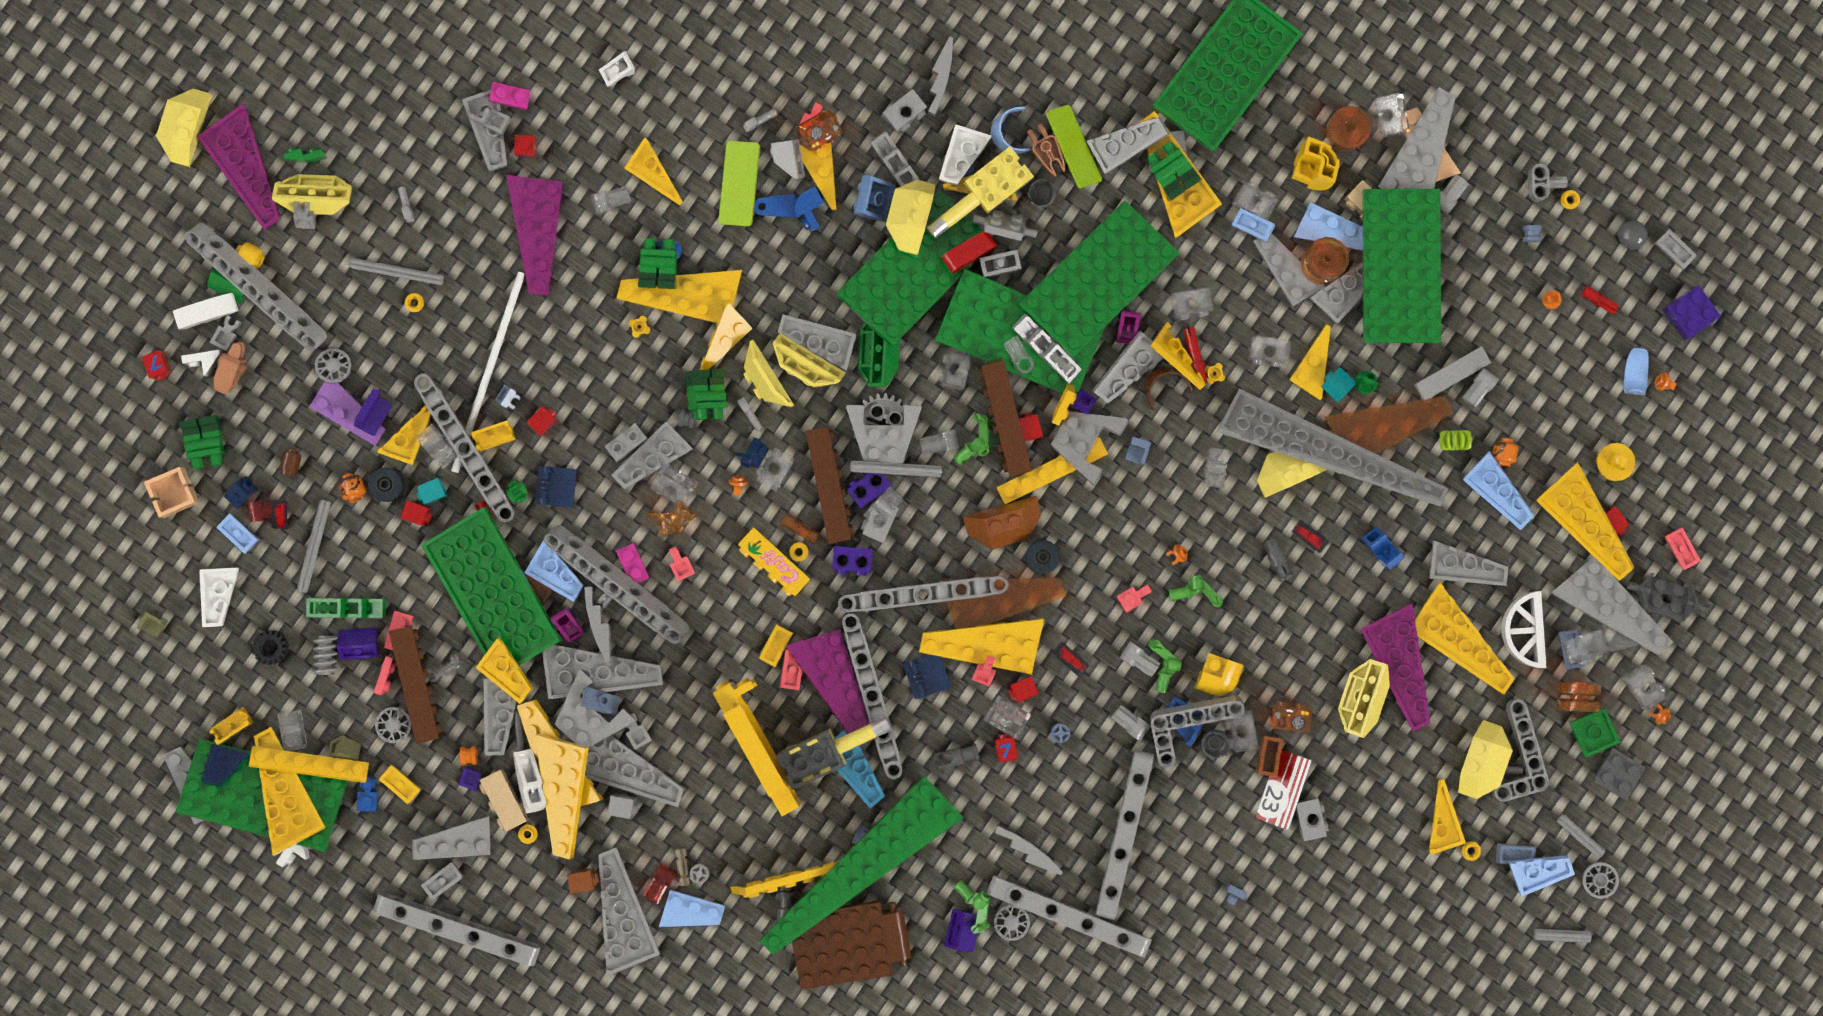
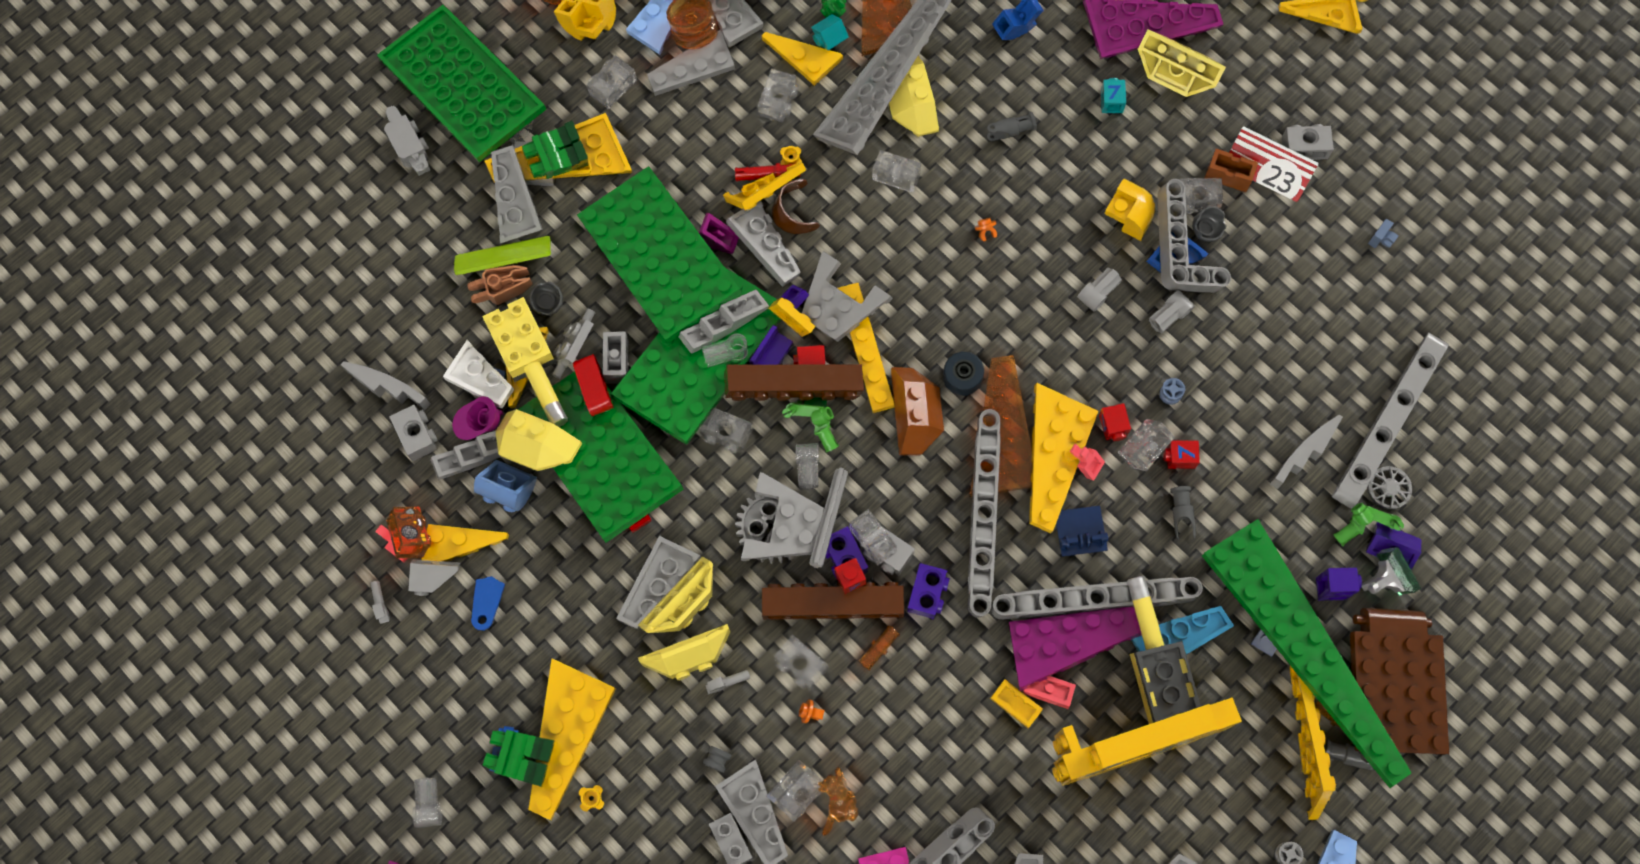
camera: 75 degrees left, 15 degrees down
(617, 69) = (269, 761): white slope -> none
(648, 168) = (400, 749): yellow wing -> none
(681, 566) = (899, 802): coral plate -> none
(706, 393) = (690, 727): green hips -> none
(729, 331) = (624, 689): yellow wing -> none
(739, 183) = (448, 641): lime piece -> none
(754, 454) = (778, 683): dark blue bracket -> none
(774, 562) = (913, 686): yellow brick -> none
(793, 548) = (906, 647): yellow plate -> none
(804, 204) = (495, 569): blue brick -> none
(848, 495) = (850, 576): none -> red brick
(876, 358) = (689, 517): green wedge -> none
(918, 887) = (1338, 584): none -> dark purple brick
(925, 160) = (476, 418): none -> magenta piece
(935, 929) = (1392, 574): none -> piece
(997, 136) = (474, 334): light blue piece -> none
(1030, 393) = (772, 349): none -> dark purple panel
(1070, 659) = (1086, 366): sticker -> none
(1124, 834) = (1302, 341): light grey beam -> none
(1131, 598) = (1027, 287): coral plate -> none
(1138, 450) = (861, 249): sand blue panel -> none
(1163, 35) = (406, 142): none -> light grey hinge
(1170, 665) = (1110, 258): bright green pin -> none
(1196, 586) = (1025, 215): bright green pin -> none
(1202, 298) = (708, 152): clear brick -> none
(1253, 225) = (636, 87): light blue plate -> none
(1290, 718) = (1190, 144): clear orange brick -> none
(1310, 536) = (990, 92): sticker -> none
(1324, 644) = (1113, 96): none -> teal brick

